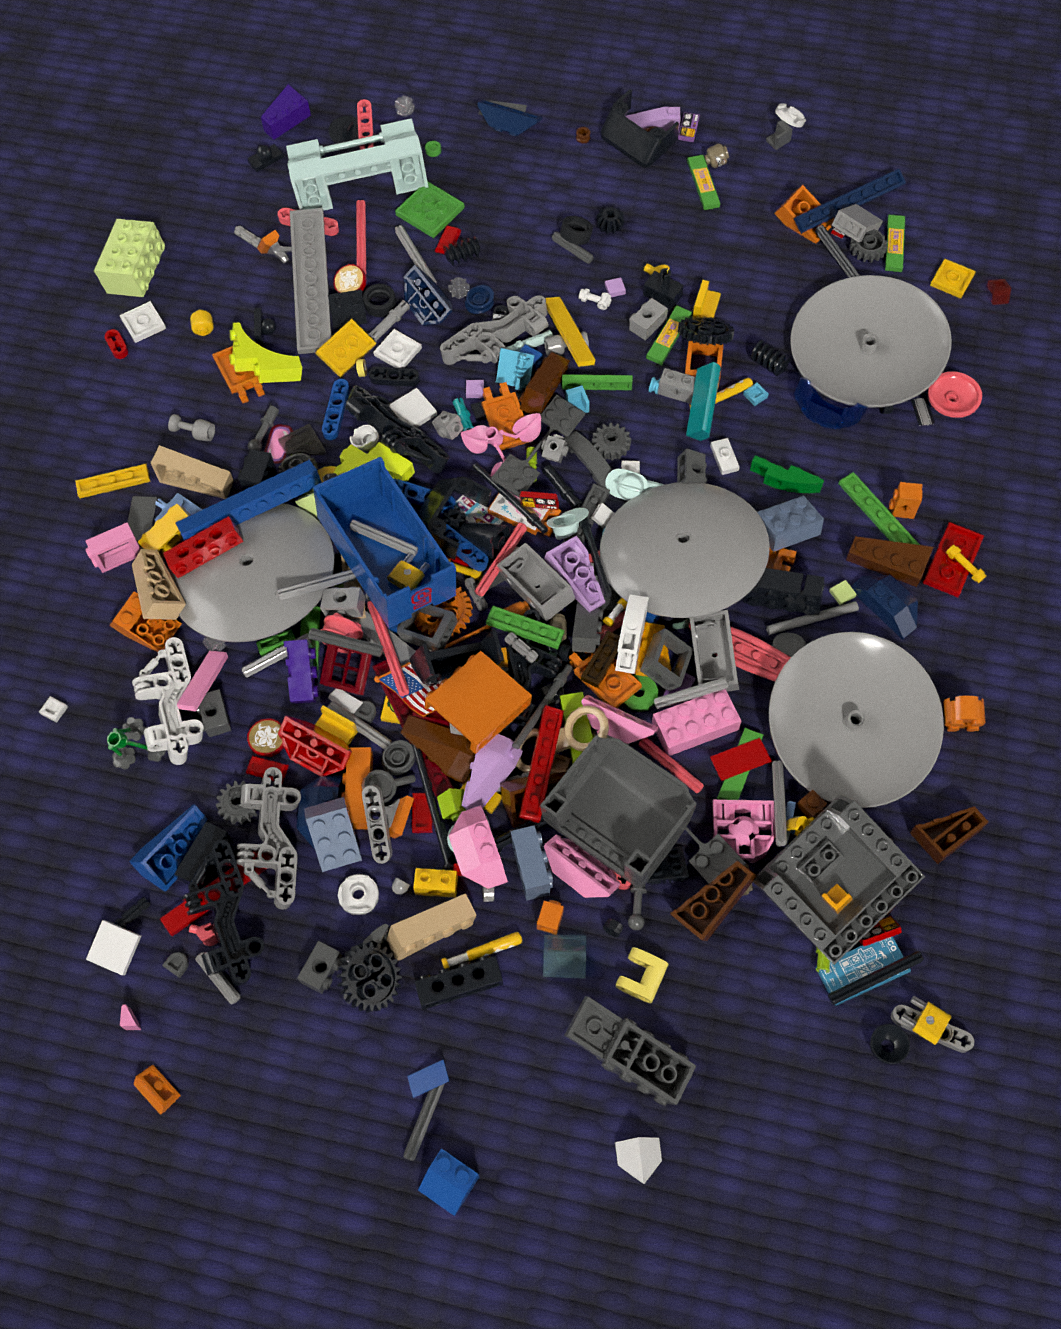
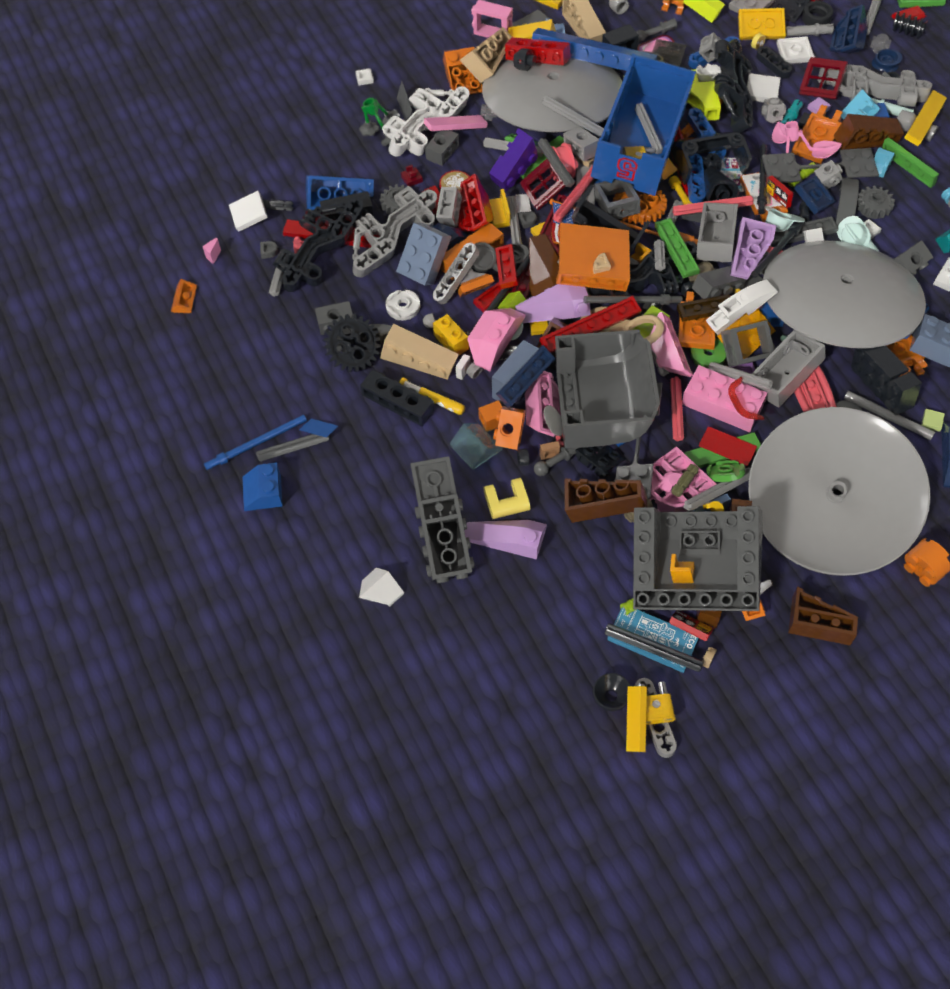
camera: 50 degrees right, 5 degrees down
(130, 703) = (404, 103): none -> dark grey sticker
(206, 566) = (527, 59): none -> black piece
(220, 767) = (411, 176): none -> dark red tile
(295, 767) = (449, 206): none -> light grey brick
(335, 410) = (707, 47): none -> light grey brick
(382, 1193) = (223, 458): none -> blue bar
(411, 776) = (506, 266): none -> red plate
(448, 347) = (827, 64): none -> dark red piece
(477, 900) = (462, 366): none -> white tile
(498, 704) = (601, 264): none -> tan tile
(550, 861) = (525, 376): none -> dark blue tile
(565, 477) = (815, 194): none -> dark blue tile
(588, 922) = (516, 419): none -> orange brick
(606, 874) = (553, 420): none -> white sticker
(626, 900) = (549, 450): none -> medium nougat tile
(680, 999) = (511, 536): none -> lavender wedge
(716, 719) = (737, 404): none -> clear red animal
(754, 823) = (684, 480): none -> olive axle
(771, 788) = (726, 471): none -> bright green tile
(913, 940) = (708, 657): none -> tan tile
(930, 1046) = (636, 719): none -> yellow tile

